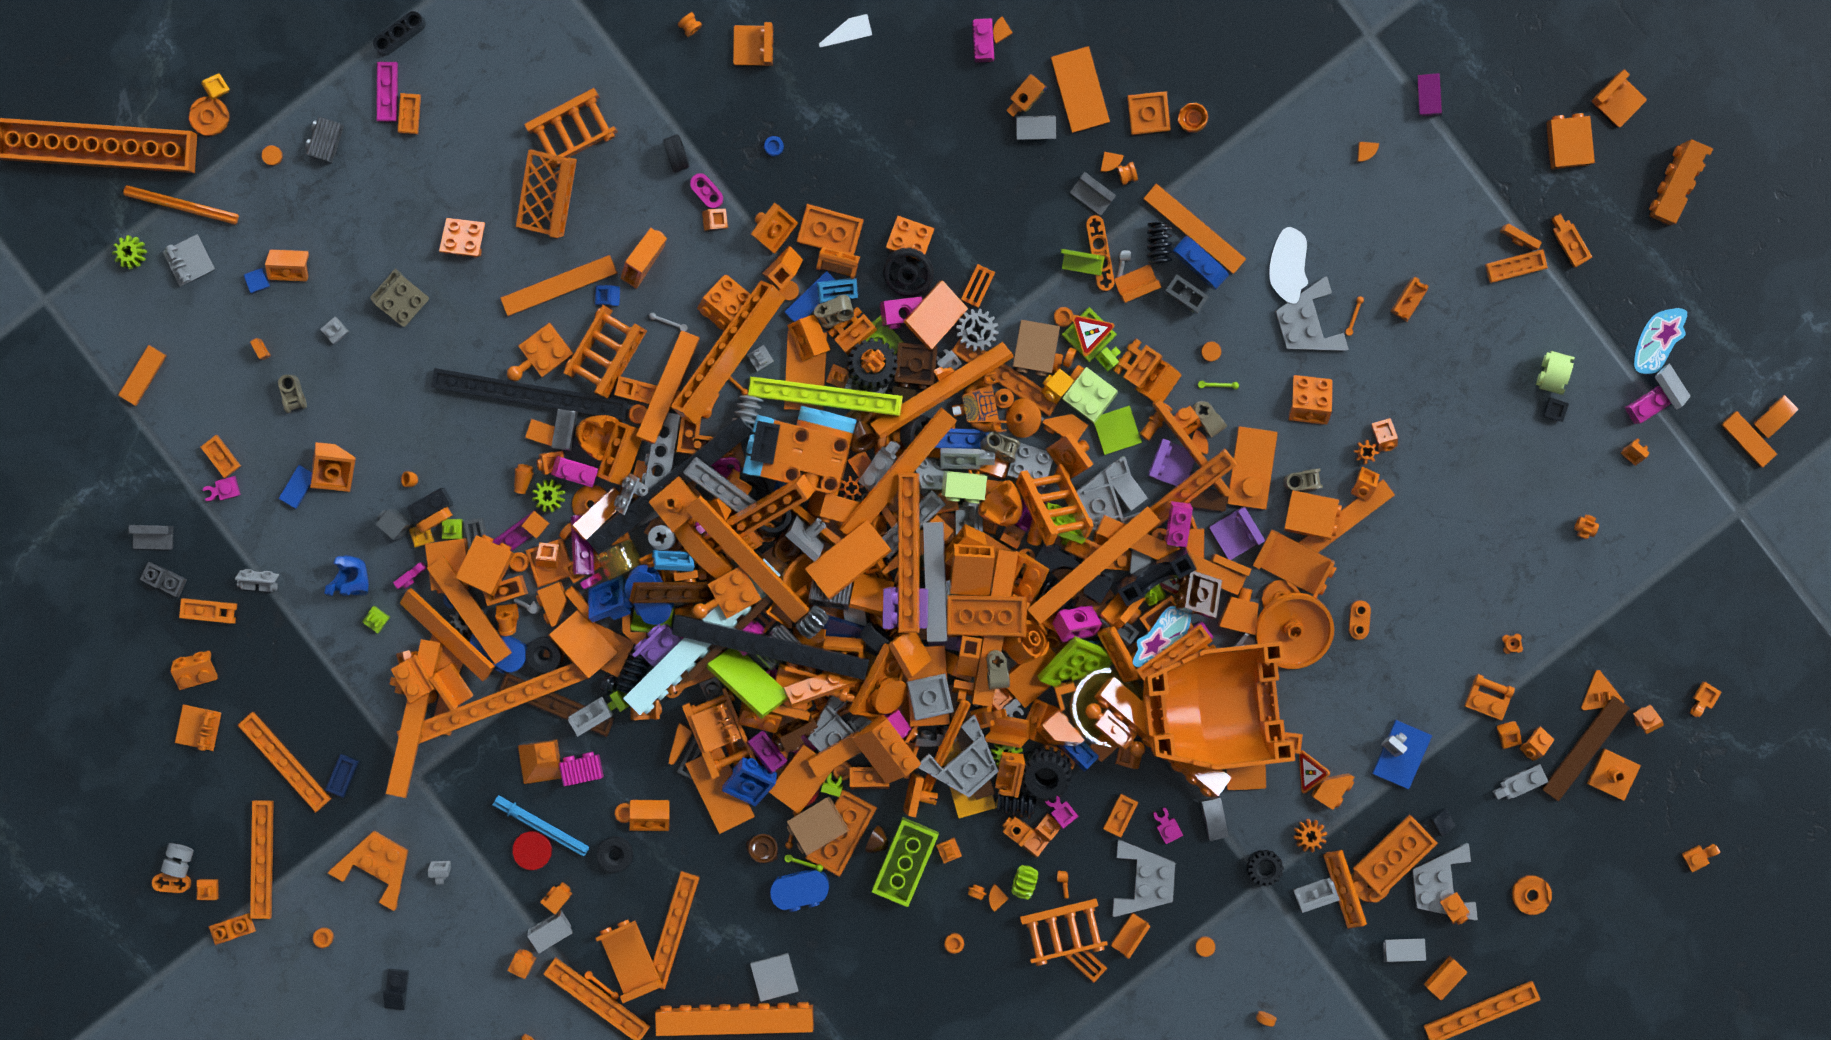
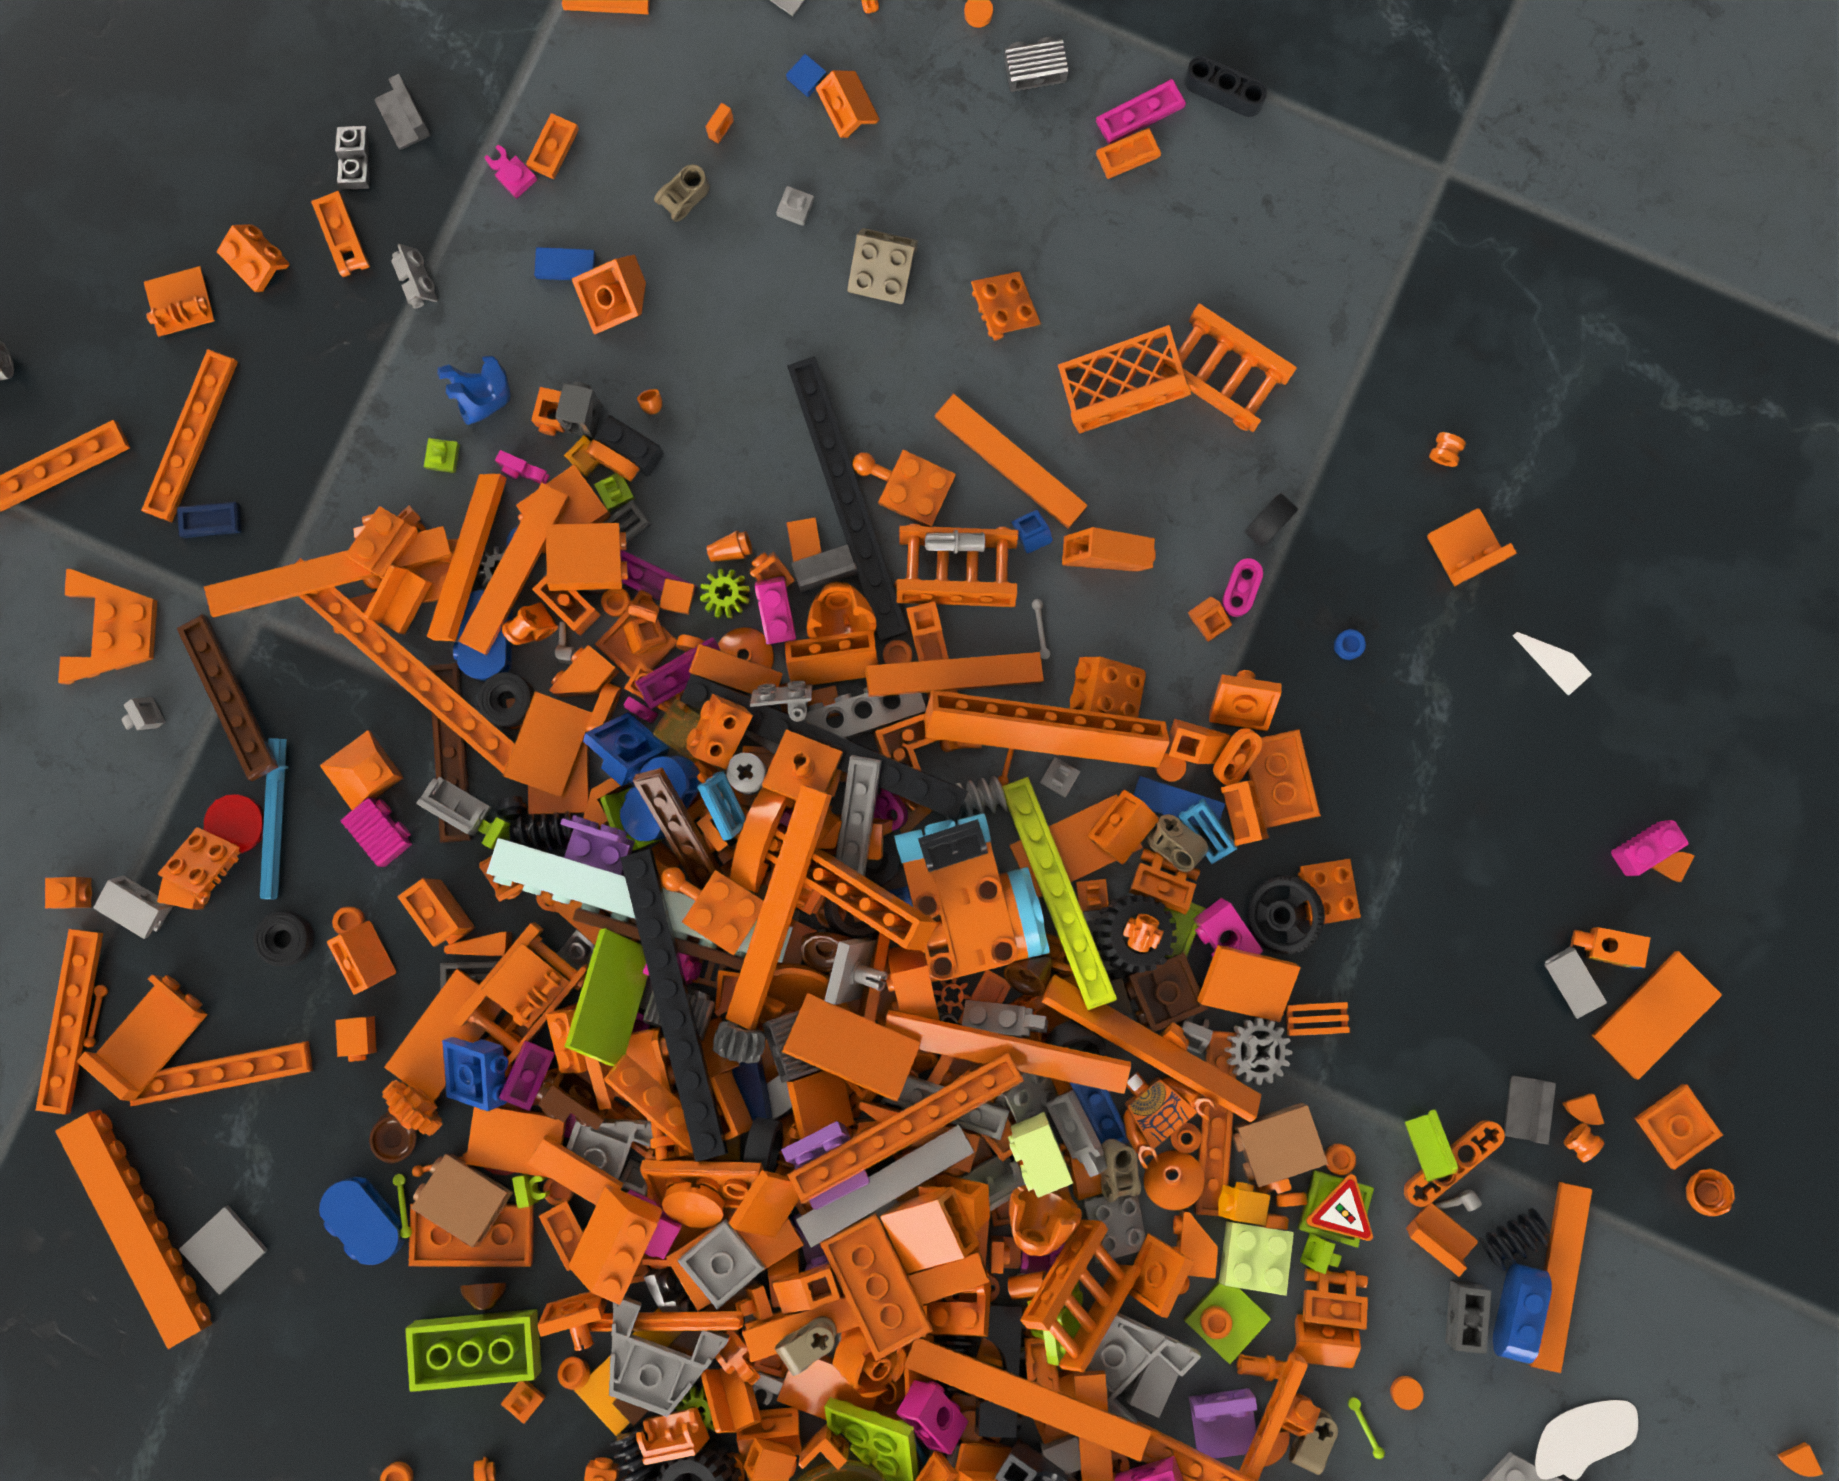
camera: 60 degrees right, 5 degrees down
(377, 540) = (546, 403): none -> orange brick
(455, 816) = (227, 698): none -> reddish brown tile
(532, 546) = (644, 607): none -> orange tile
(545, 878) = (200, 862): none -> orange hinge
(590, 345) = (955, 541): none -> light grey axle
(629, 541) = (718, 731): none -> orange brick
(646, 756) = (436, 911): none -> orange panel
(694, 841) = (356, 1037): none -> orange brick
(751, 827) = (412, 1107): none -> orange gear
(803, 249) = (1237, 756): none -> orange plate
(949, 813) = (573, 1373): none -> orange tile
(1114, 437) = (1216, 1322): none -> orange tile

